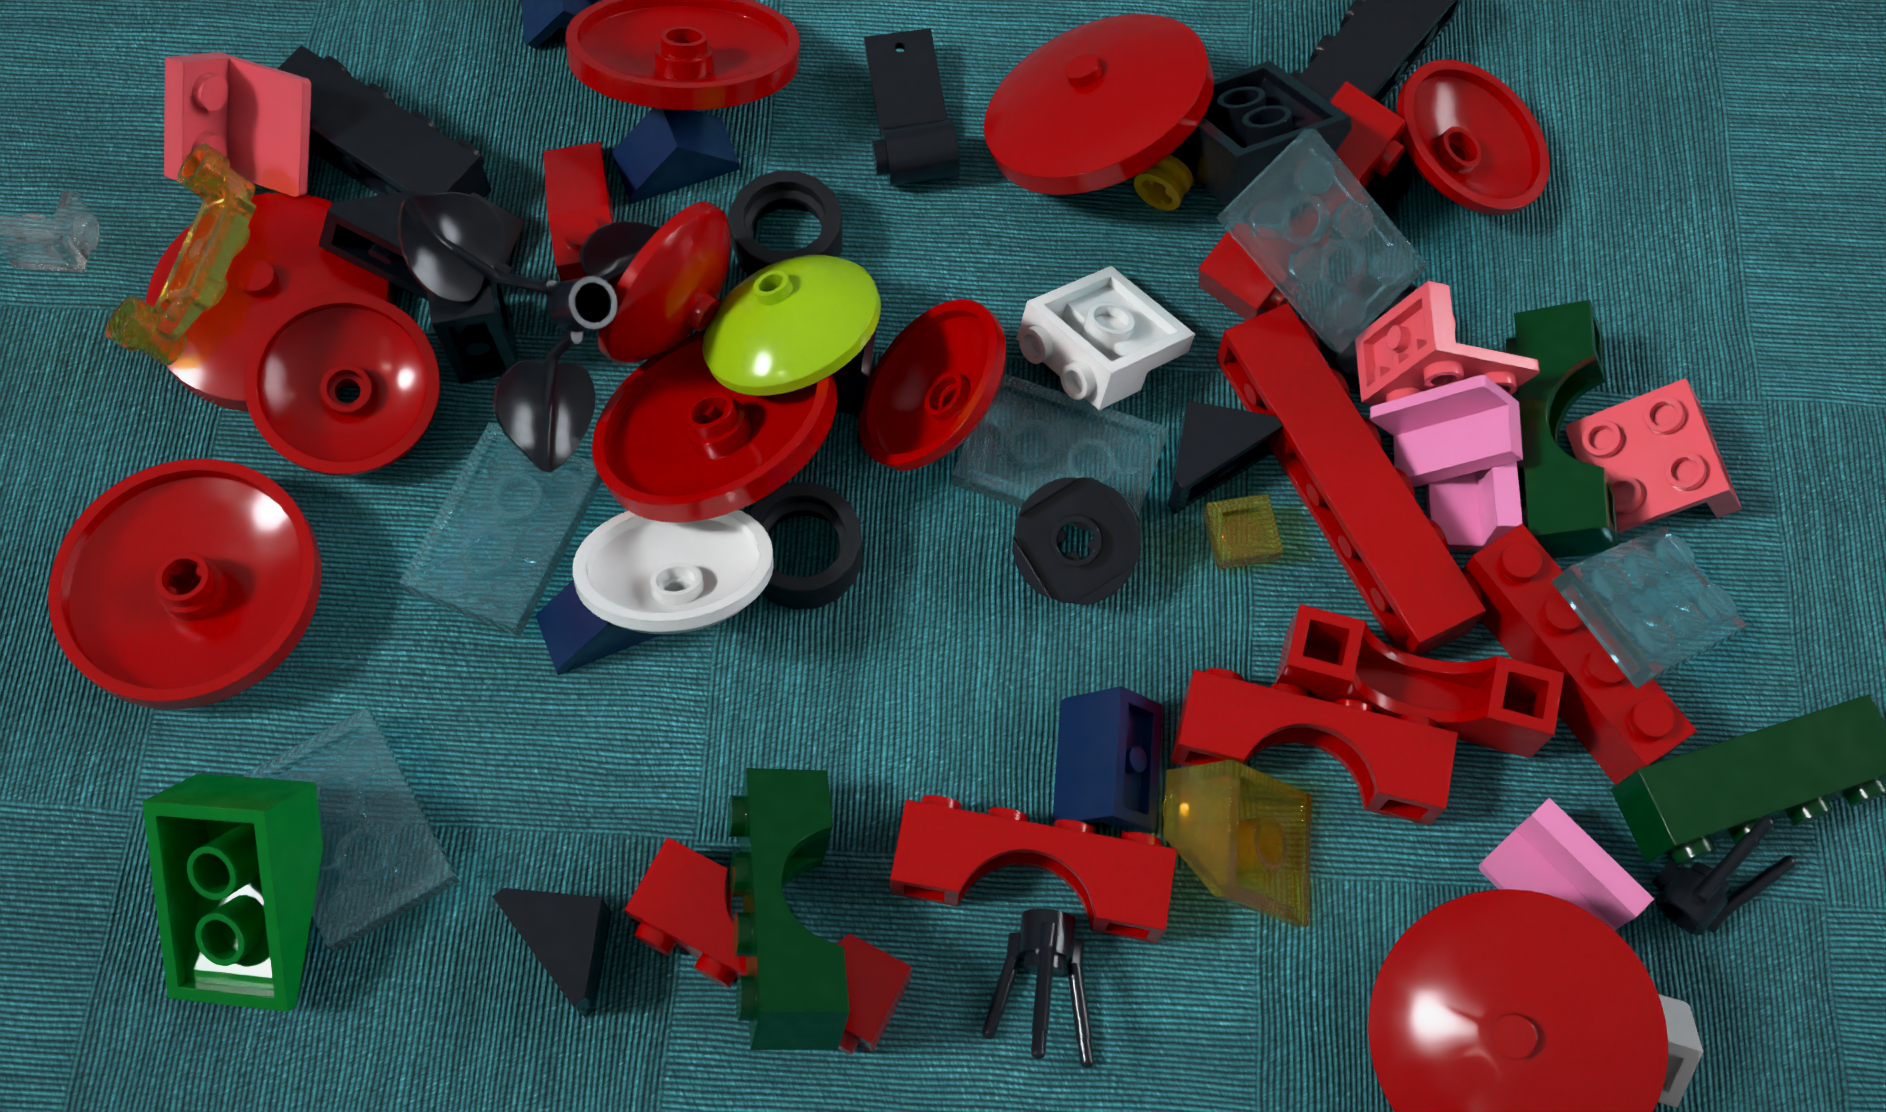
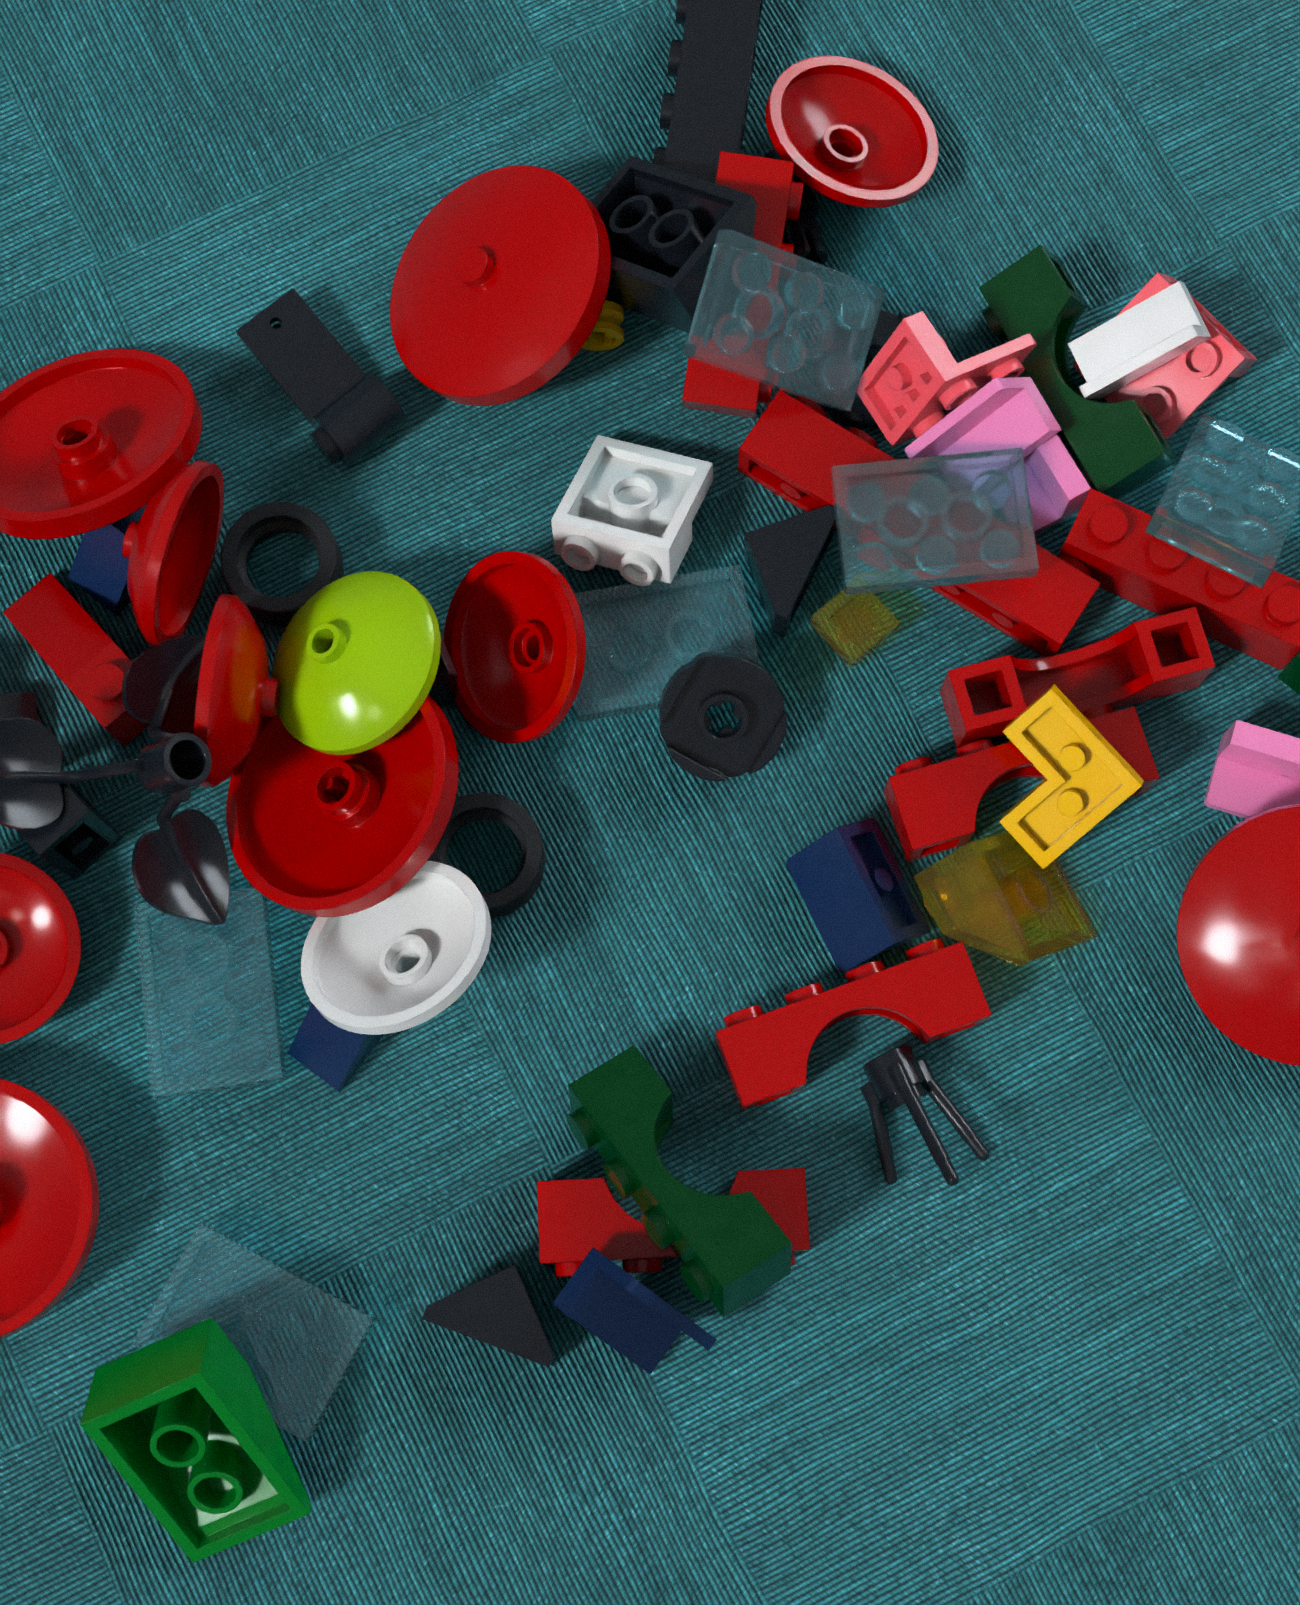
camera: 25 degrees left, 10 degrees up
(671, 1000) = (625, 1312): none -> dark blue panel
(705, 155) = (174, 550): none -> red dish
(1361, 474) = (934, 521): none -> clear light blue plate
(1372, 758) = (1081, 776): none -> yellow plate
(1637, 426) = (1138, 341): none -> white panel

